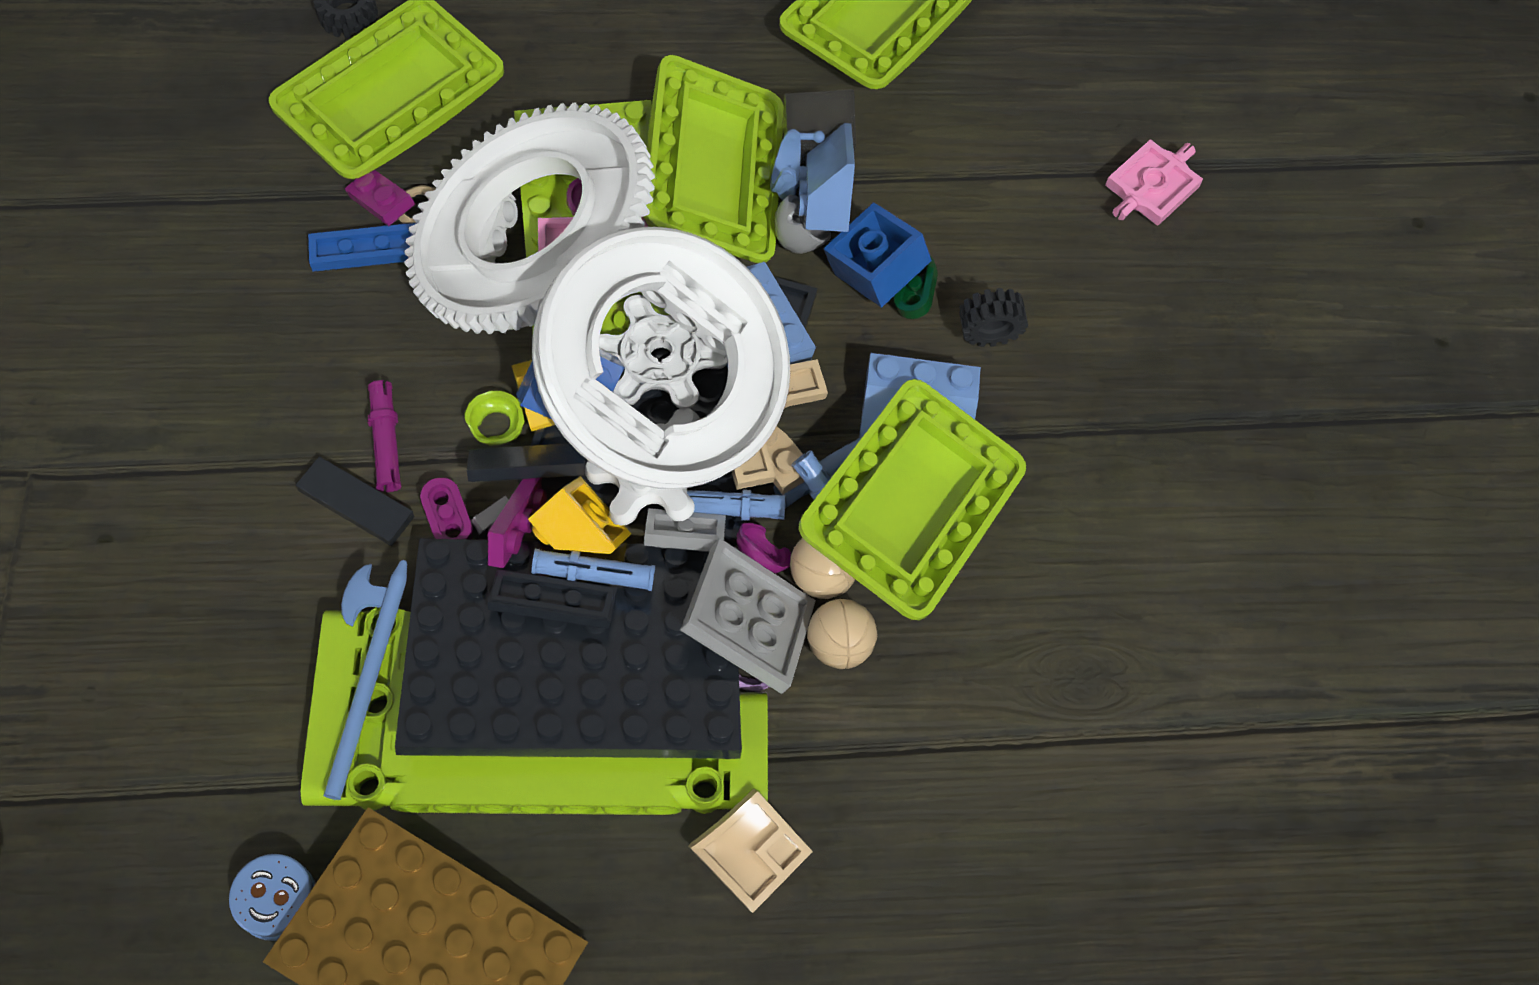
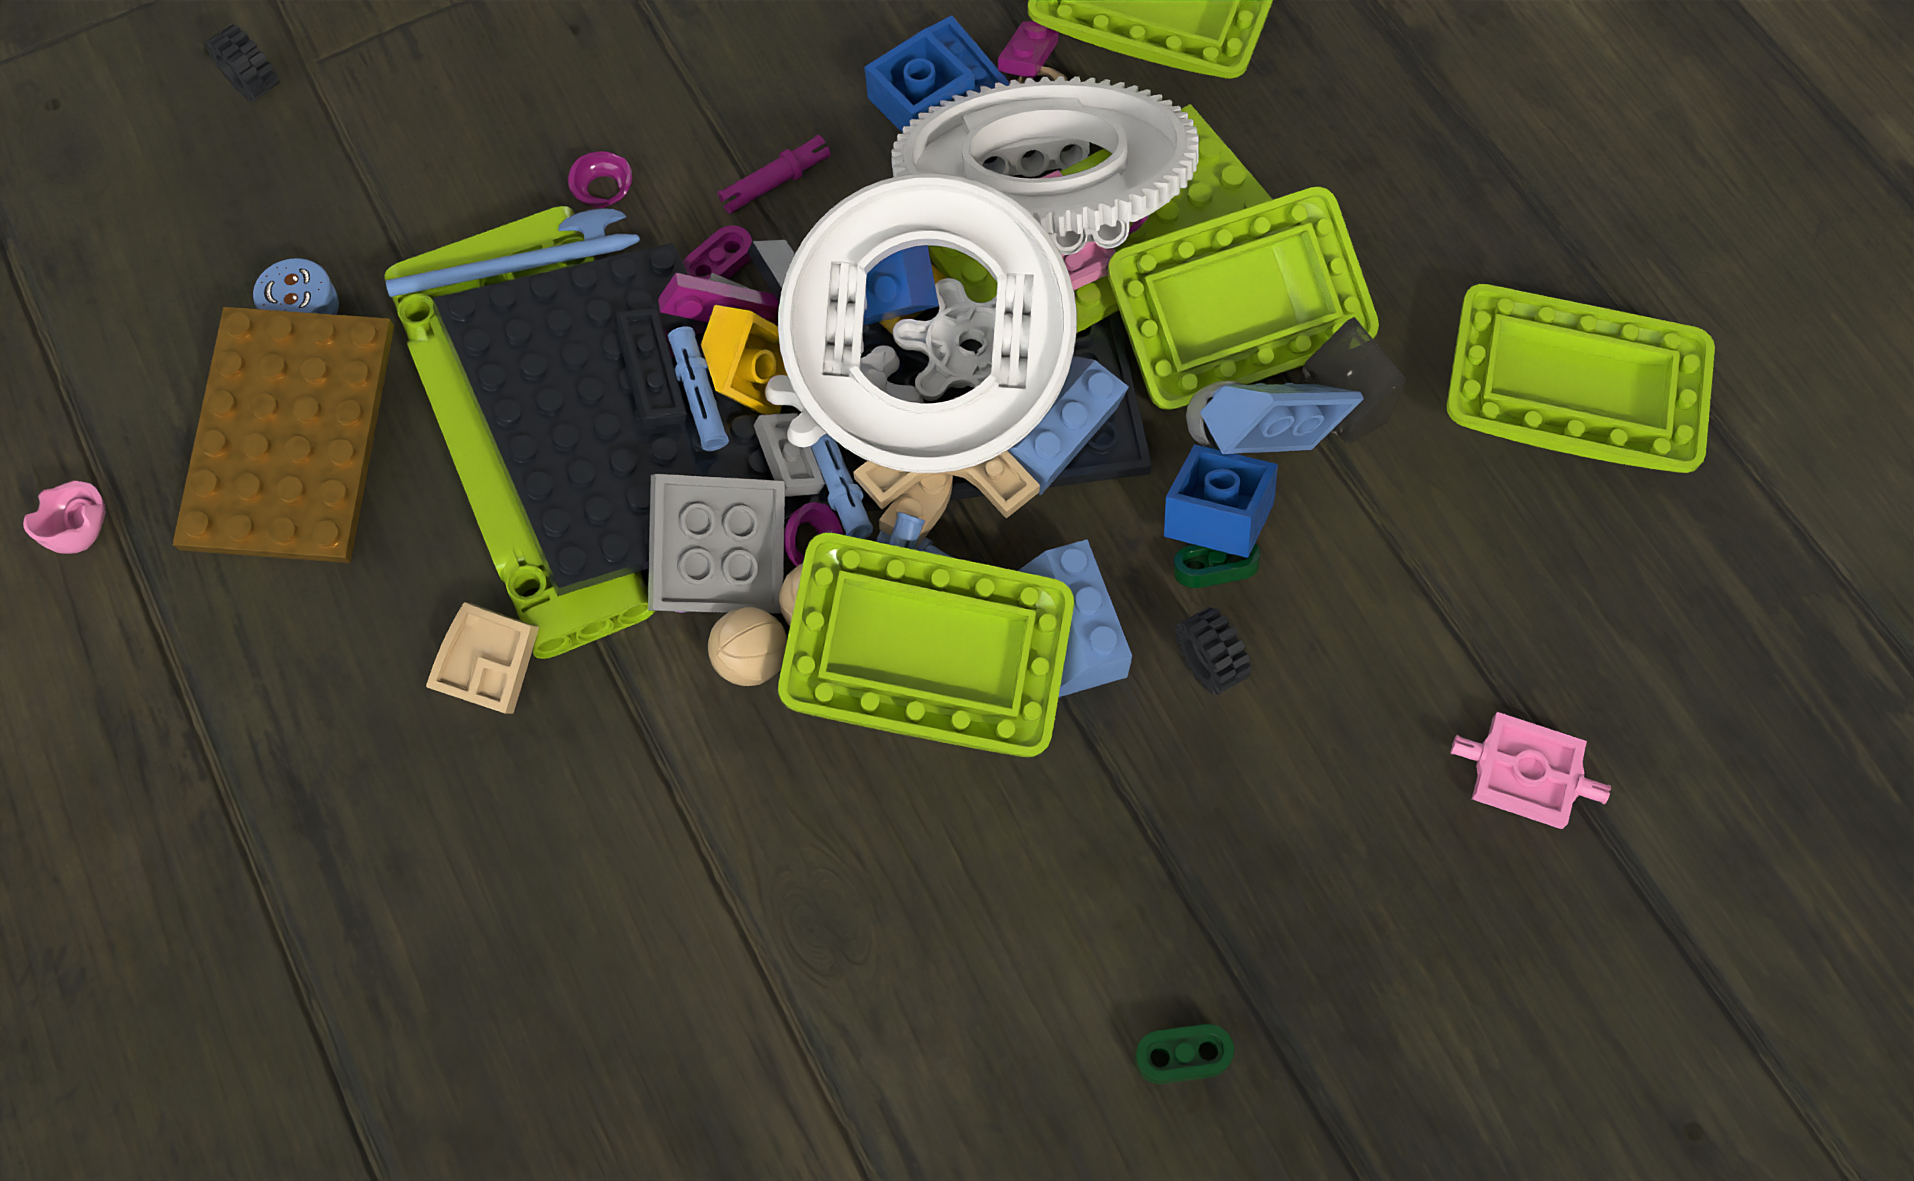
camera: 70 degrees right, 0 degrees up
(293, 561) = (598, 165): none -> magenta piece
(355, 501) = (698, 185): black tile -> none
(371, 286) = (916, 77): none -> blue brick
(787, 162) = (1292, 369): medium blue helmet -> none
(1277, 482) = (1182, 1053): none -> dark green plate

